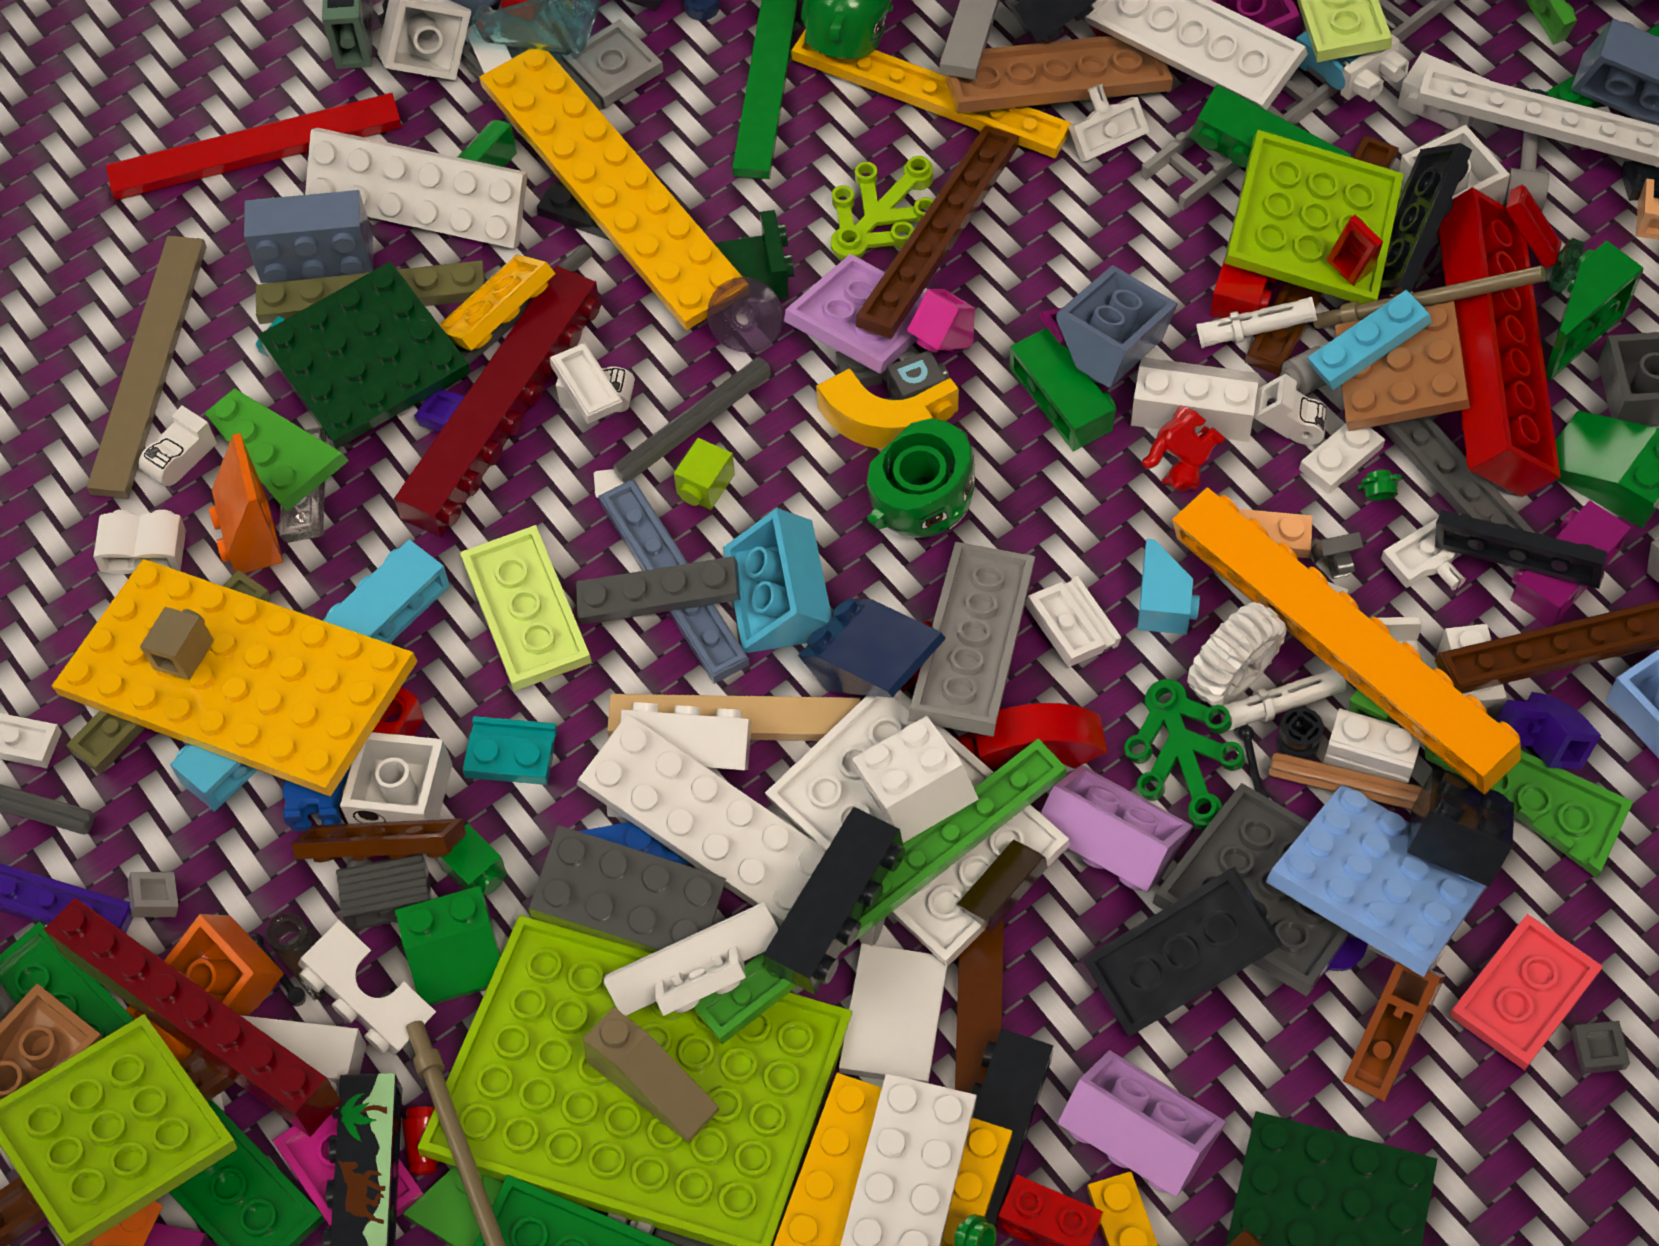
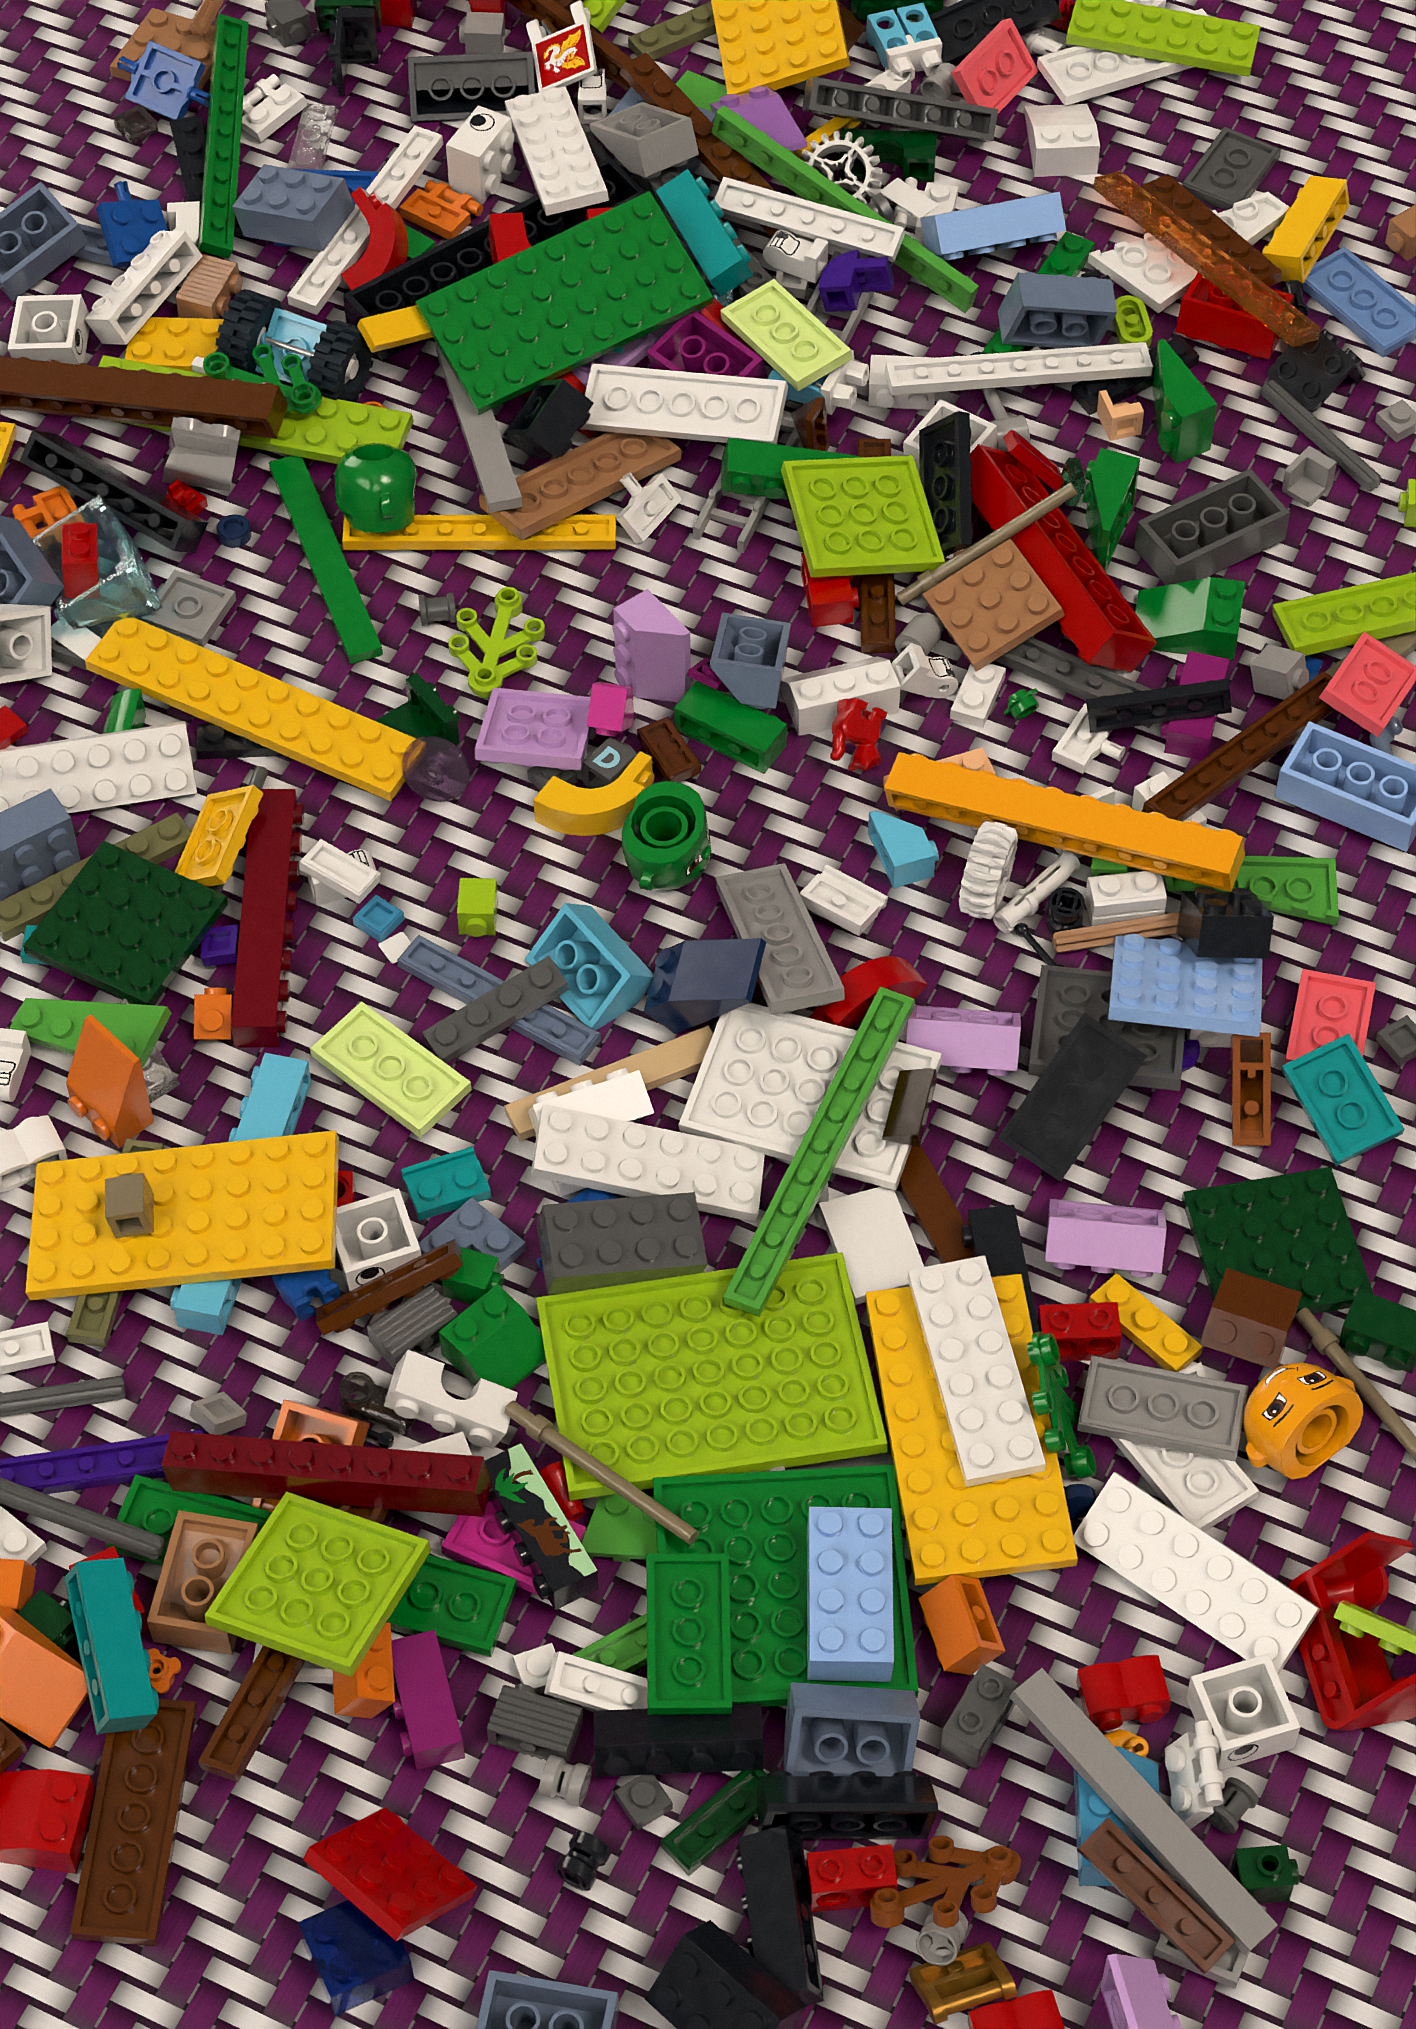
camera: 30 degrees left, 5 degrees down
(390, 475) = (213, 1015): none -> orange bracket
(509, 815) = (477, 1230): none -> sand blue plate
(607, 445) = (378, 918): none -> dark azure tile
(648, 1074) = (715, 1357): dark tan slope -> none
(692, 420) = (438, 870): dark grey axle -> none
(693, 966) = (710, 1264): white bracket -> none
(834, 901) = (795, 1167): black brick -> none
(842, 152) = (437, 609): none -> dark grey bush
(915, 778) = (803, 1054): white brick -> none
(937, 232) = (560, 641): reddish brown plate -> none
(986, 388) = (669, 750): none -> reddish brown plate
(1013, 273) = (651, 649): none -> lavender slope
(1181, 746) = (983, 956): green plant -> none
(1256, 322) = (845, 624): white pin -> none
(1320, 106) = (812, 425): none -> reddish brown slope
(1338, 553) = (1019, 765): dark grey tile -> none
(1355, 251) = (915, 526): red slope -> none
(1369, 340) = (960, 593): medium azure plate -> none
(1489, 1088) = (1342, 1099): none -> teal plate
(1552, 729) = (1261, 829): dark purple brick -> none

